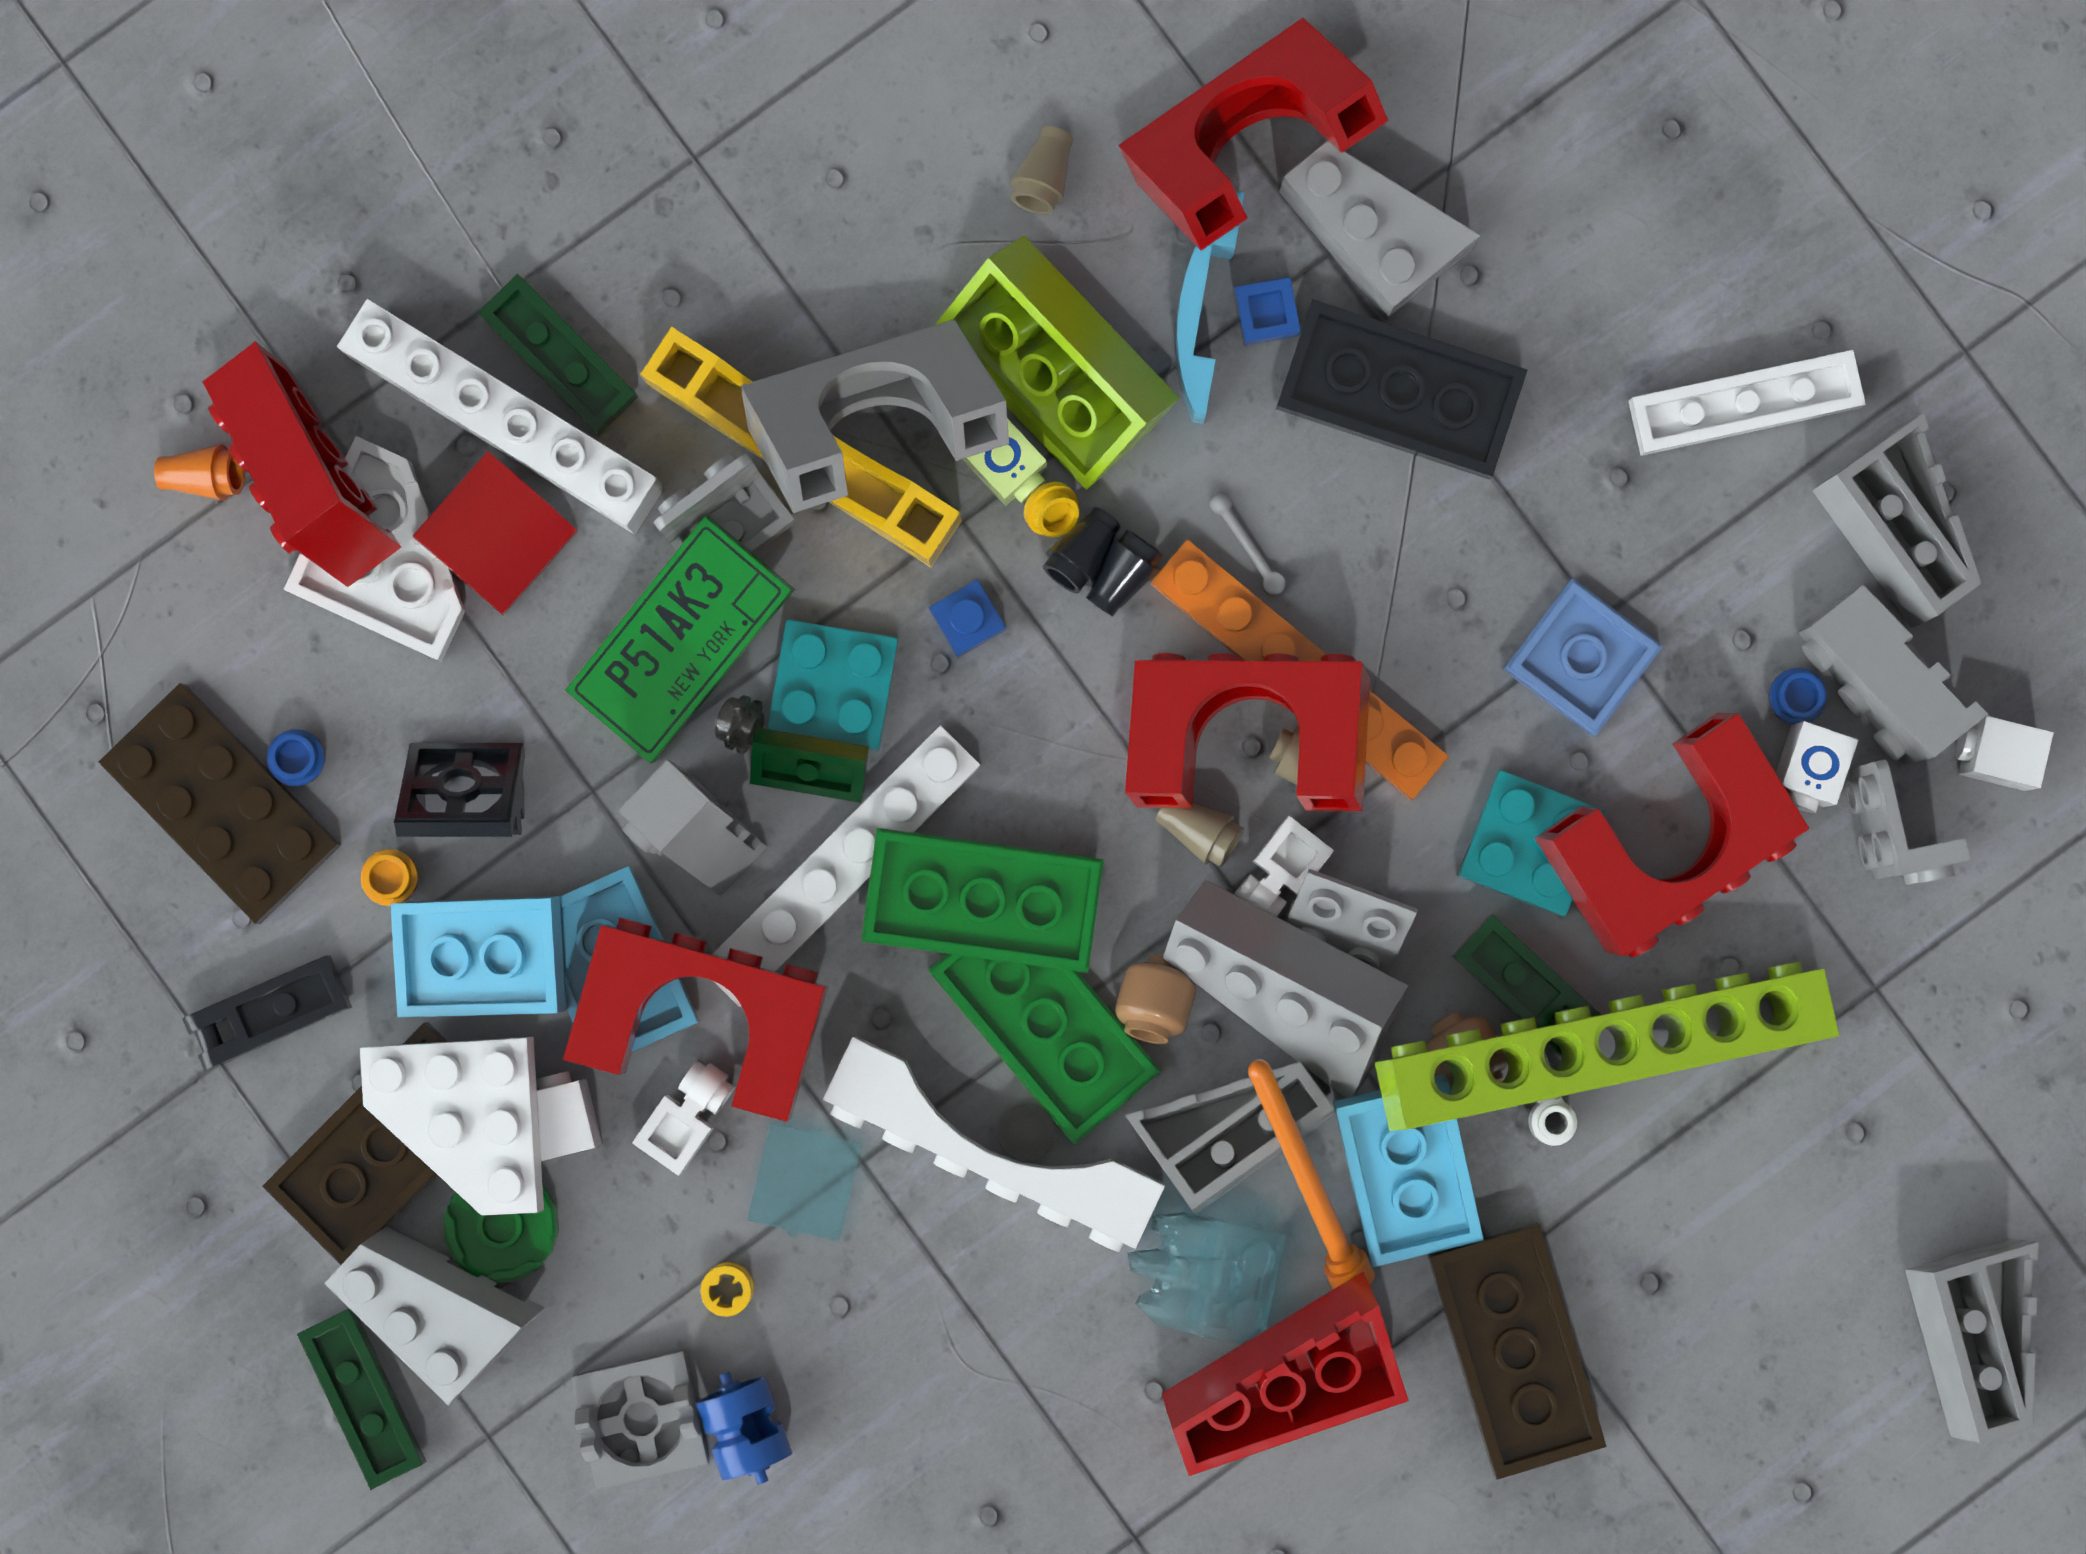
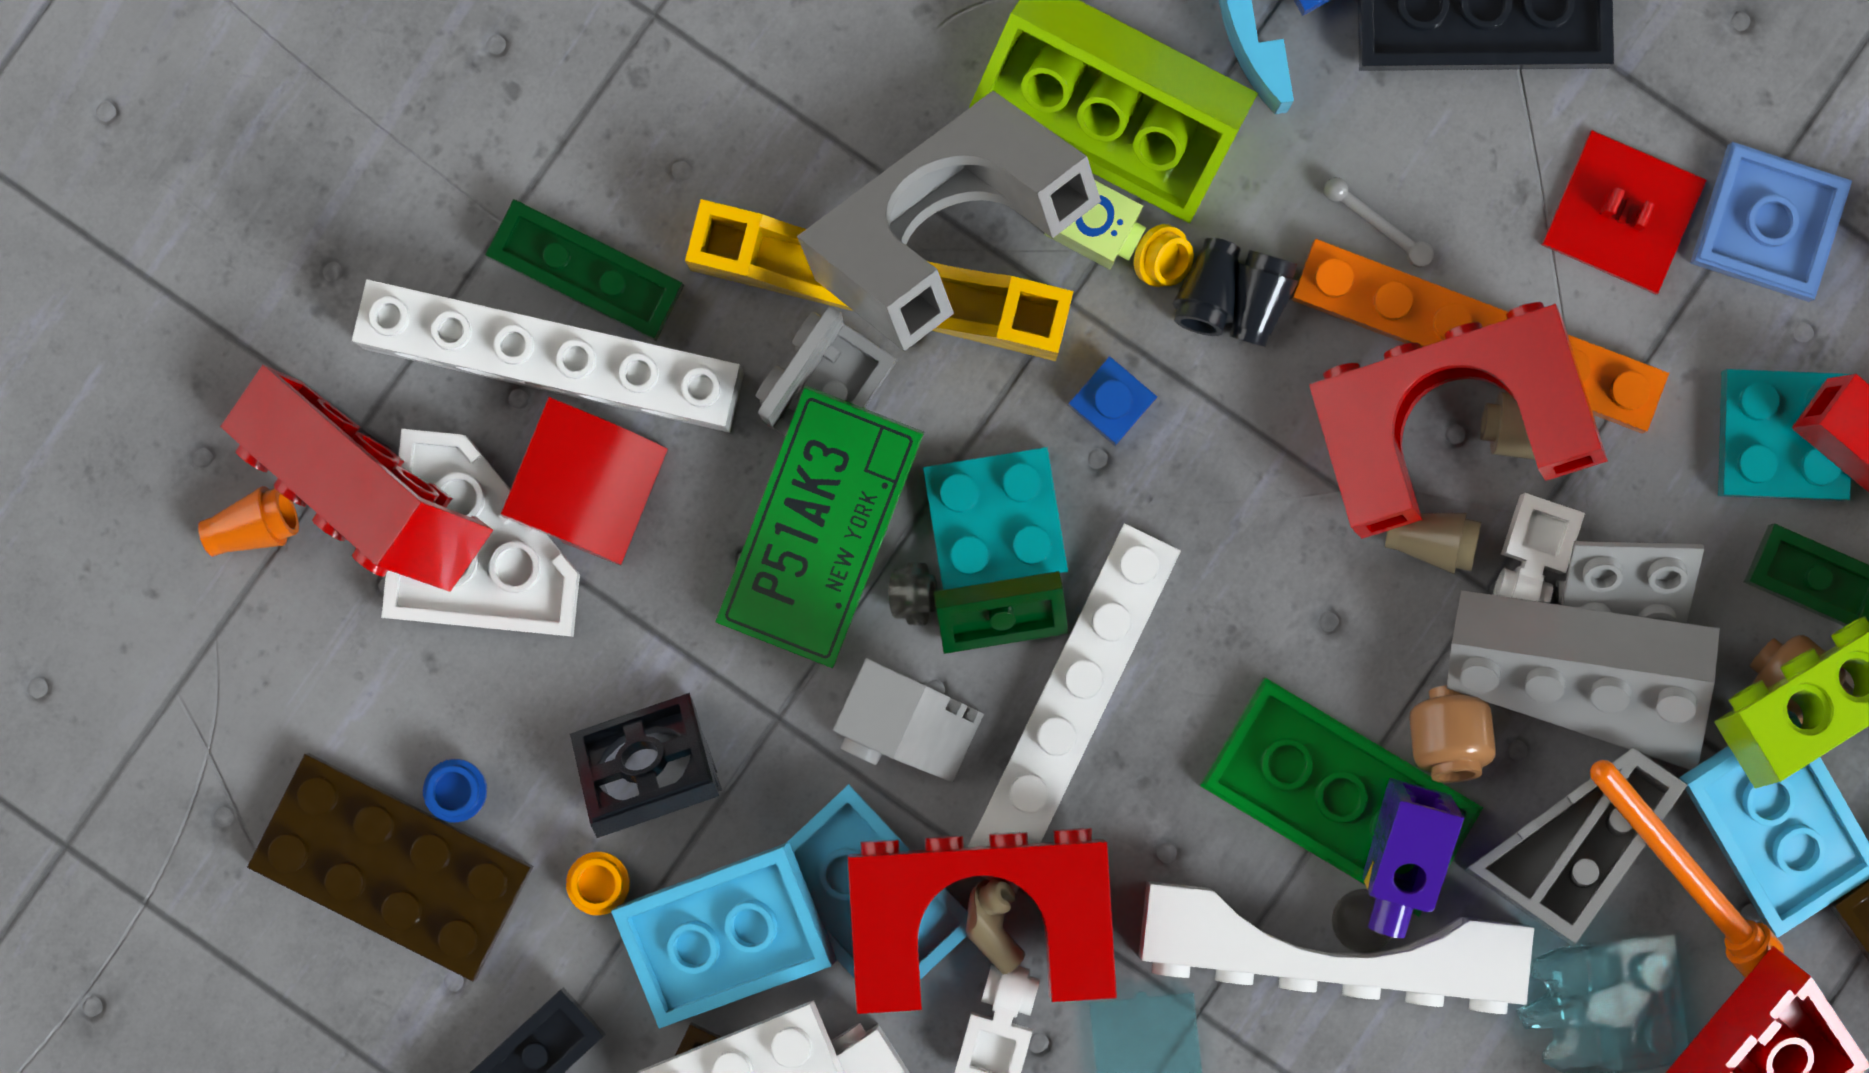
camera: 20 degrees left, 0 degrees up
(702, 1022) = (985, 921): none -> dark tan arm
(982, 900) = (1234, 692): green tile -> none
(1089, 1070) = (1412, 828): none -> dark purple torso
(1460, 606) = (1624, 212): none -> red piece

